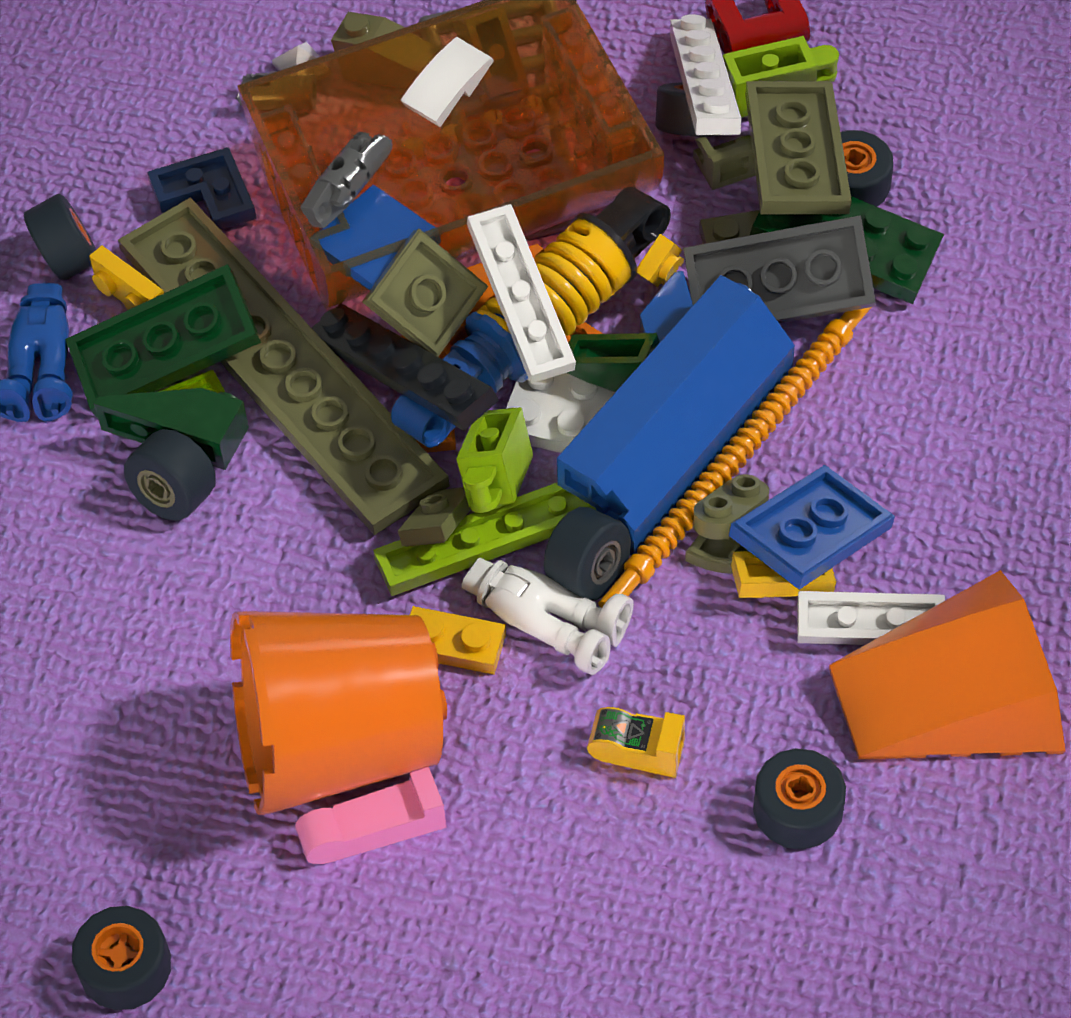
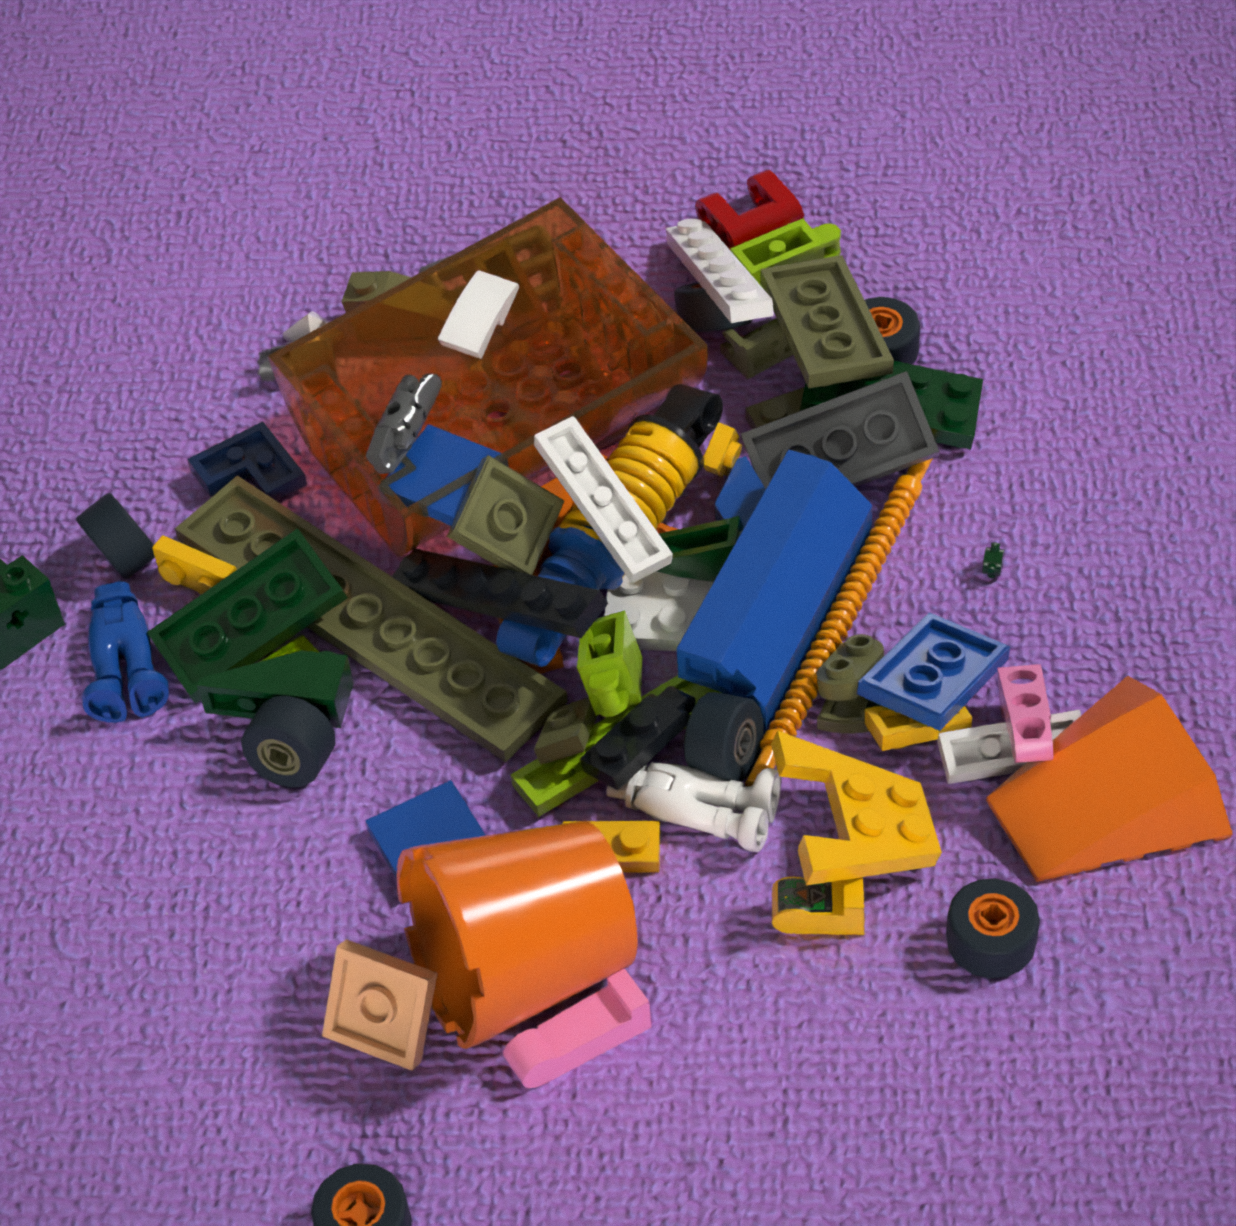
camera: 10 degrees left, 5 degrees down
(188, 753) = (379, 1004): none -> light nougat tile
(282, 583) = (423, 820): none -> blue tile
(503, 537) = (638, 737): none -> black hinge
(715, 660) = (876, 813): none -> yellow wing
(888, 589) = (1026, 713): none -> bright pink leg
(903, 423) = (993, 560): none -> dark green piece

